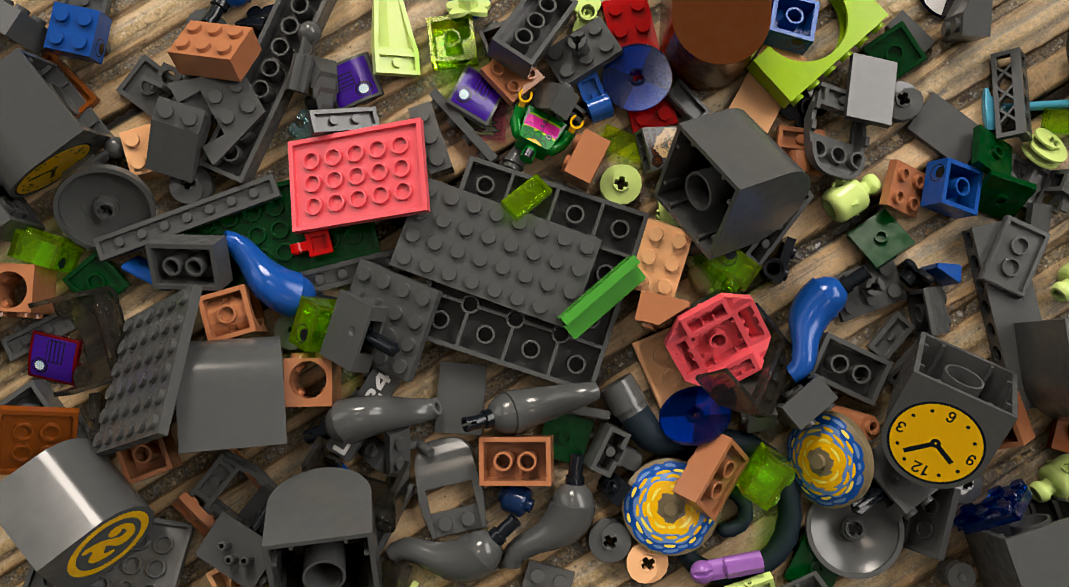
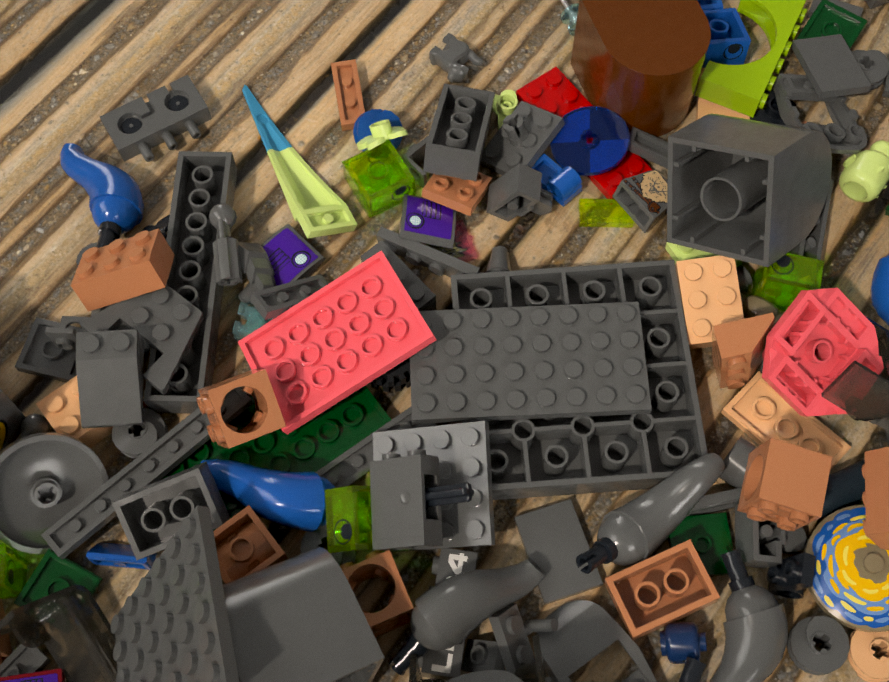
camera: 15 degrees left, 20 degrees down
(257, 224) = (267, 411): none -> nougat brick
(316, 243) = (314, 436): red plate -> none
(526, 197) = (534, 289): clear neon green tile -> none
(538, 132) = (512, 230): torso -> none
(586, 159) = (575, 233): nougat brick -> none
(601, 297) = (669, 358): bright green panel -> none
(630, 179) = (624, 245): yellowish green piece -> none
(632, 432) = (784, 484): none -> nougat brick
(681, 426) = (849, 442): clear blue piece -> none
(784, 254) = (835, 261): black plate -> none

